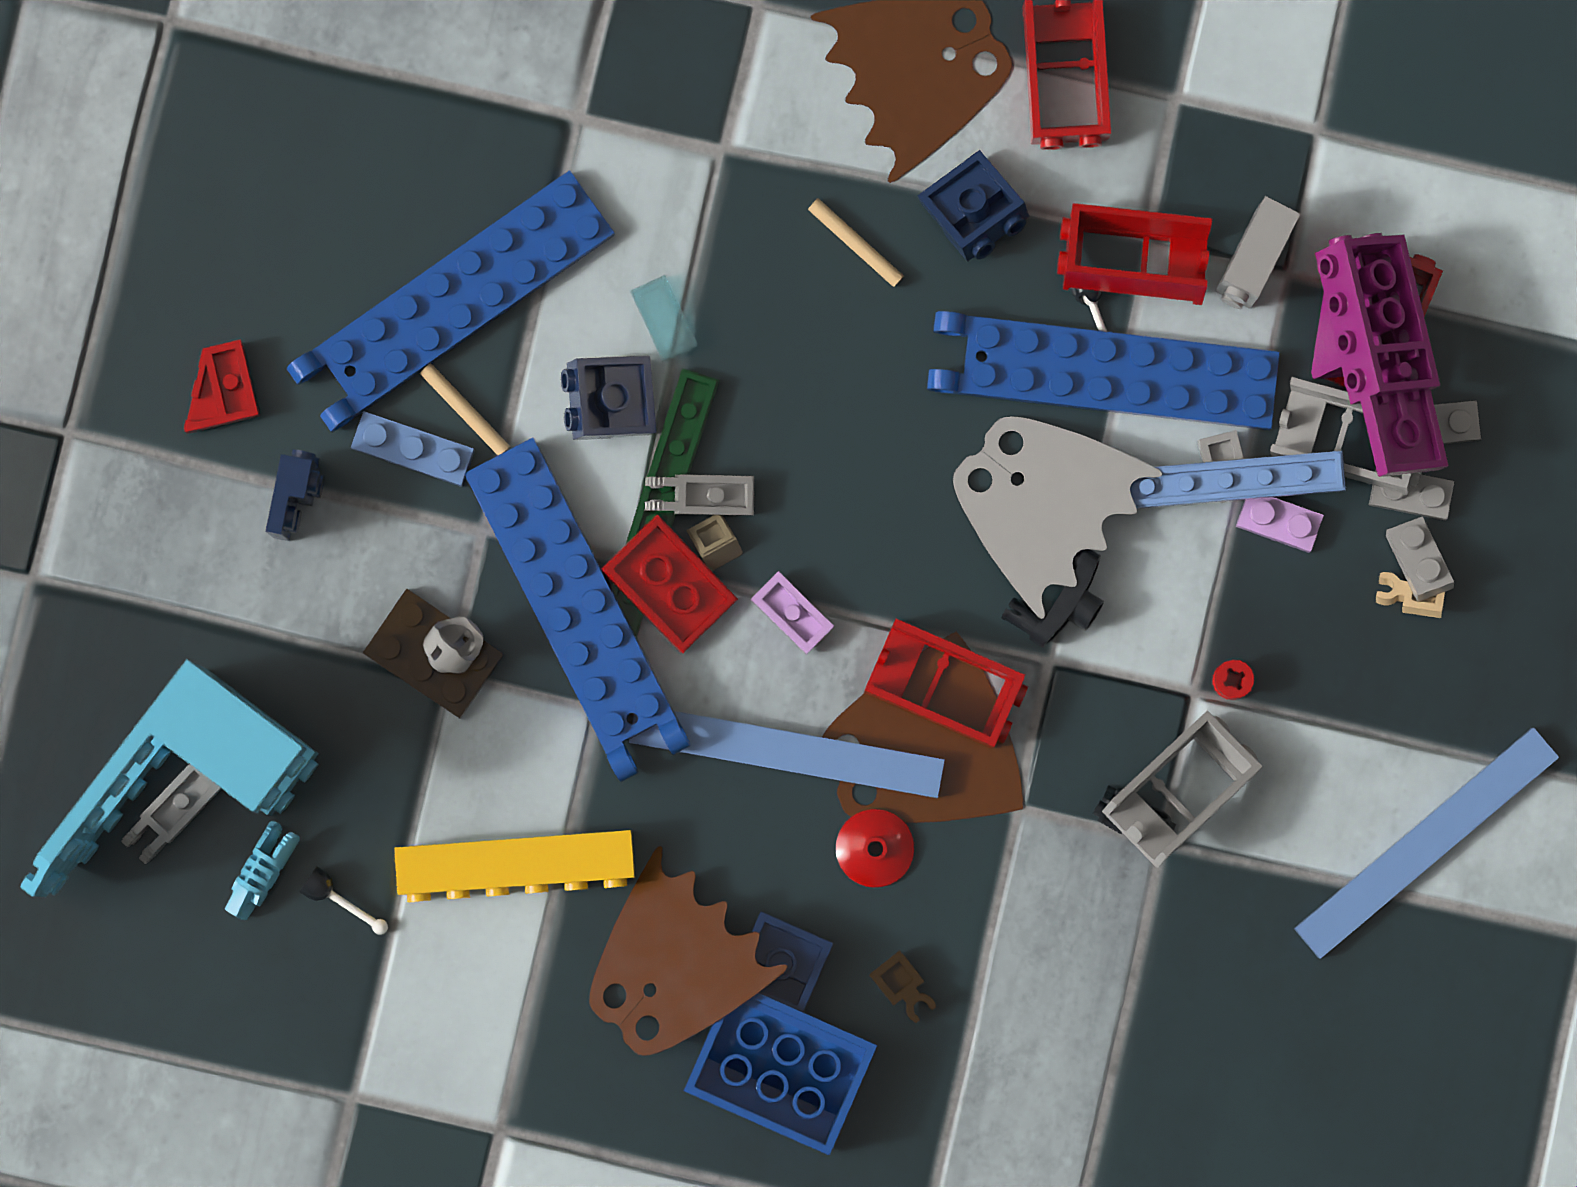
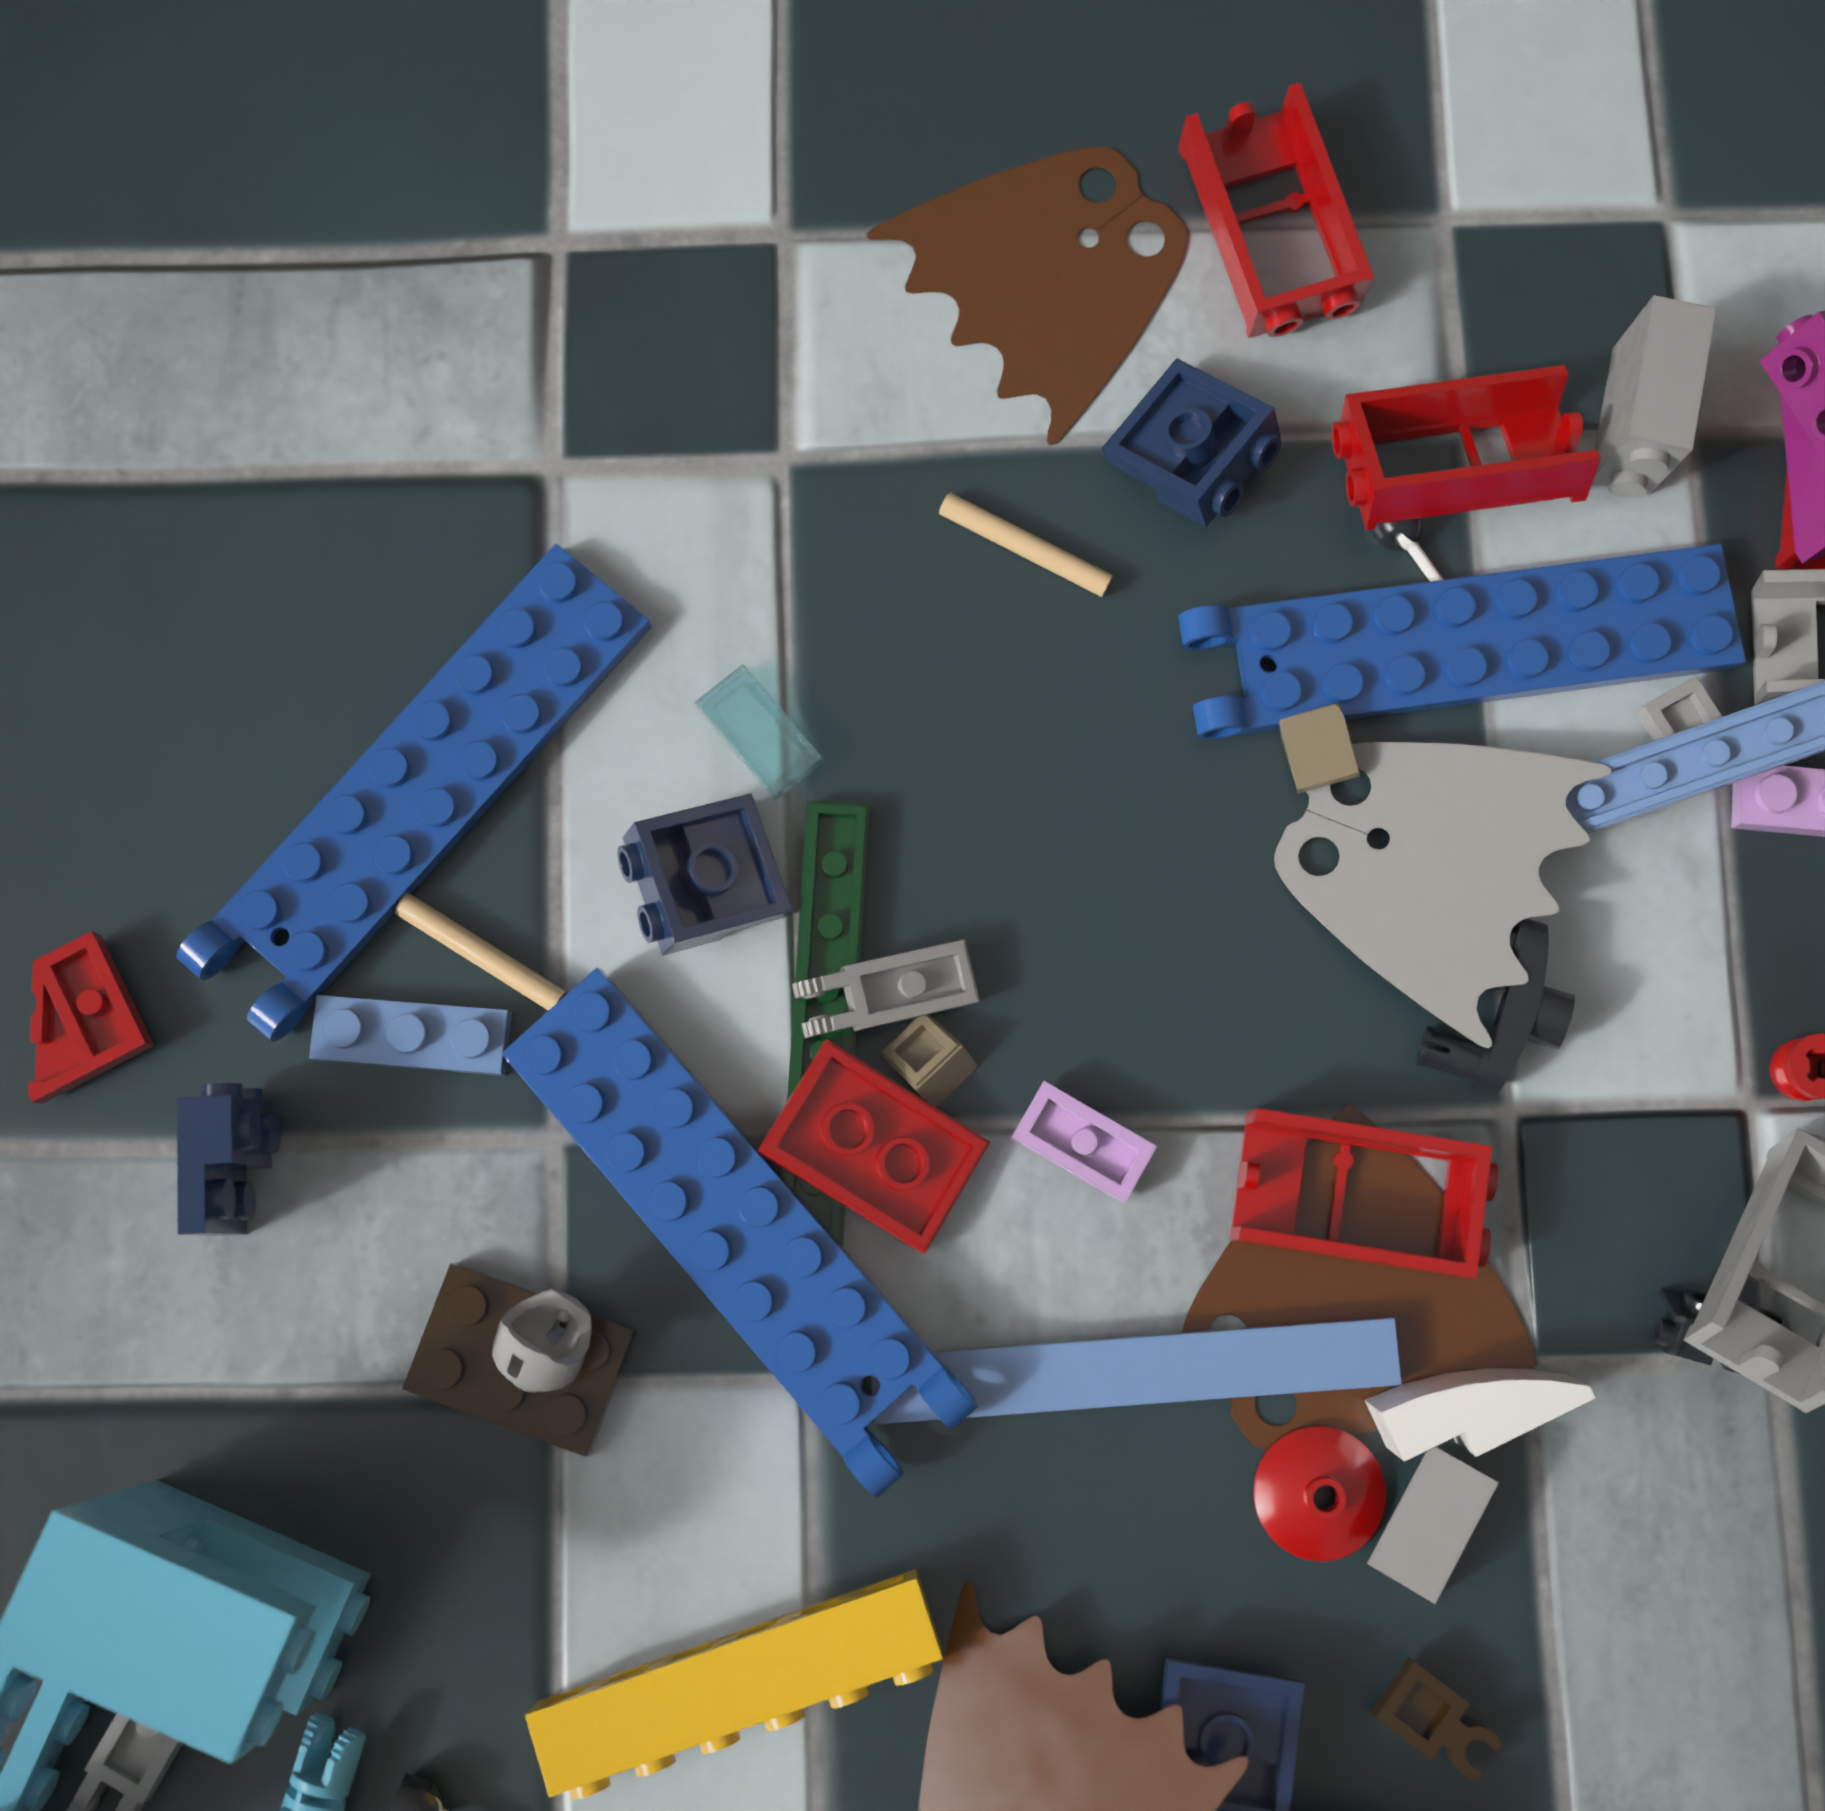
camera: 10 degrees left, 5 degrees down
(932, 878) = (1432, 1523): none -> light grey hinge
(975, 819) = (1472, 1407): none -> white slope
(996, 415) = (1318, 748): none -> dark tan slope

